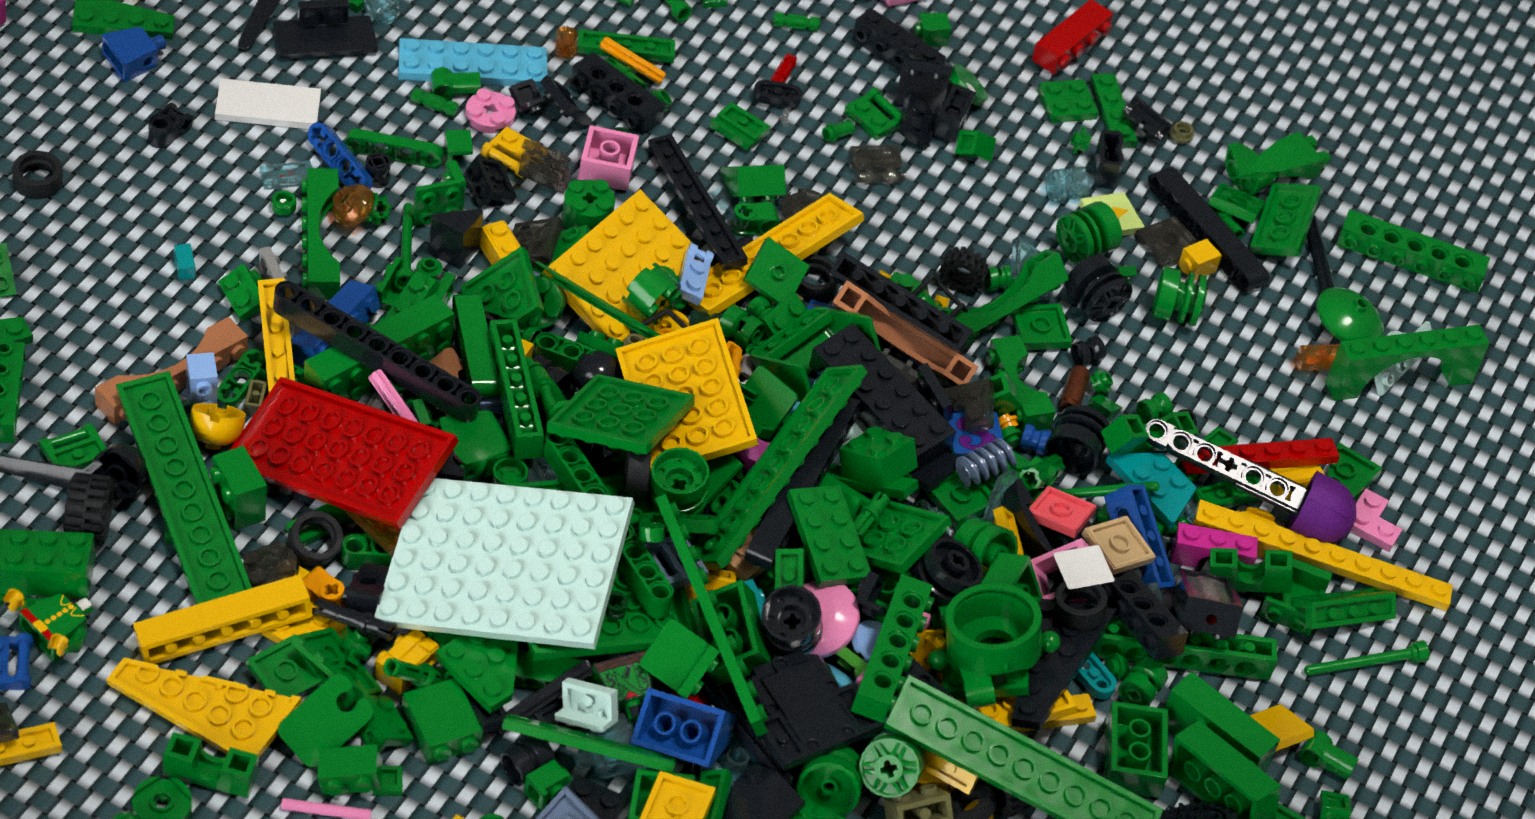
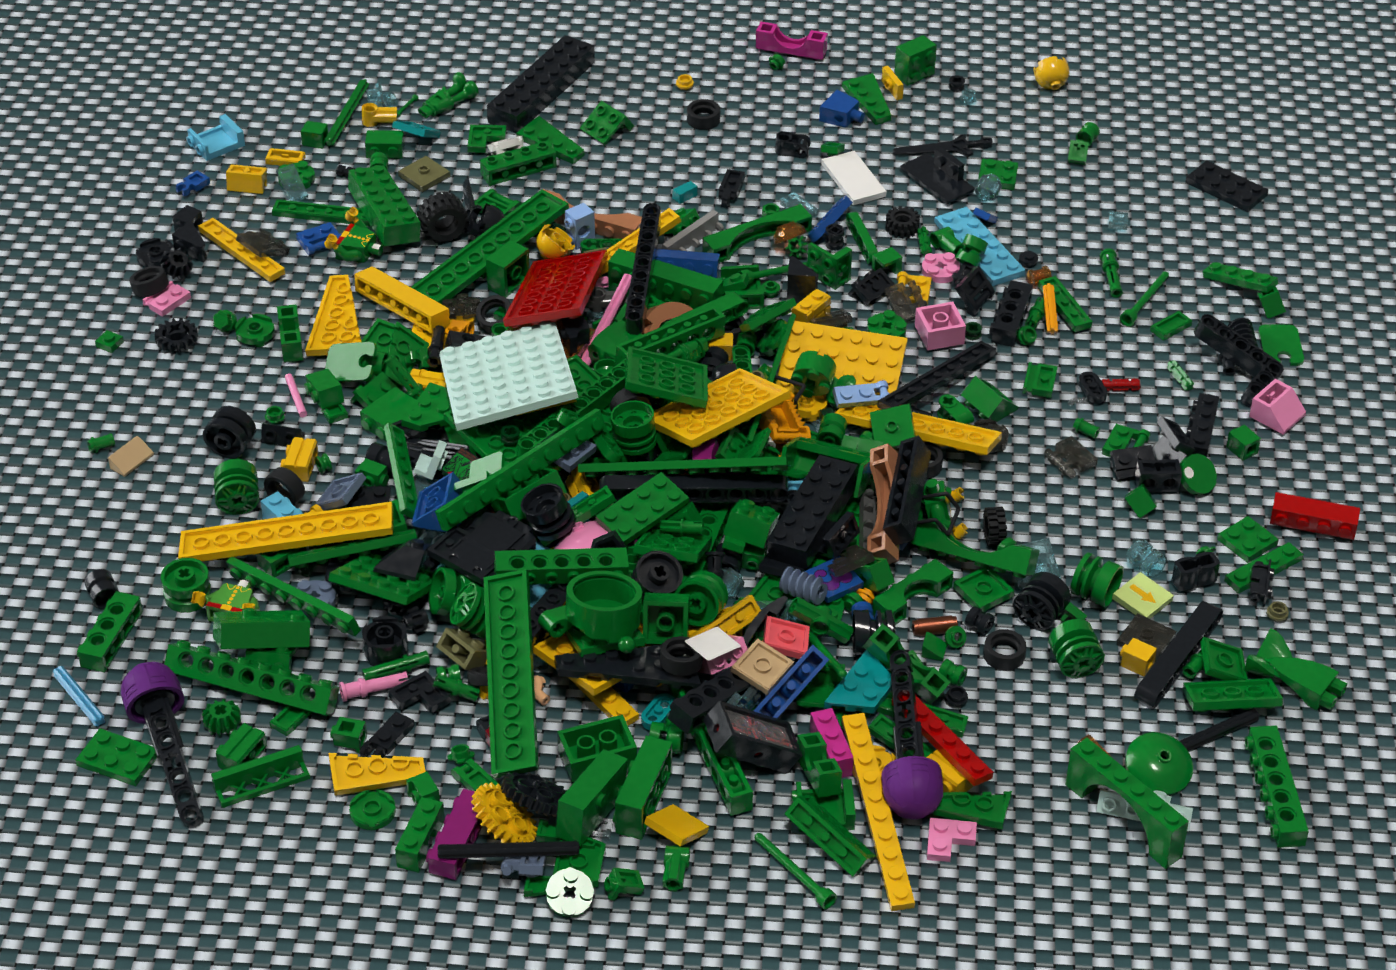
camera: 75 degrees right, 5 degrees down
(202, 93) = (832, 148): none -> green plate
(207, 215) = (730, 186): none -> black hinge
(389, 112) = (902, 222): none -> black tyre
(428, 31) = (985, 215): none -> blue tile
(499, 61) = (971, 250): none -> green wheel
(525, 36) = (1028, 259): none -> black plate
(1133, 366) = (1001, 661): none -> black tyre

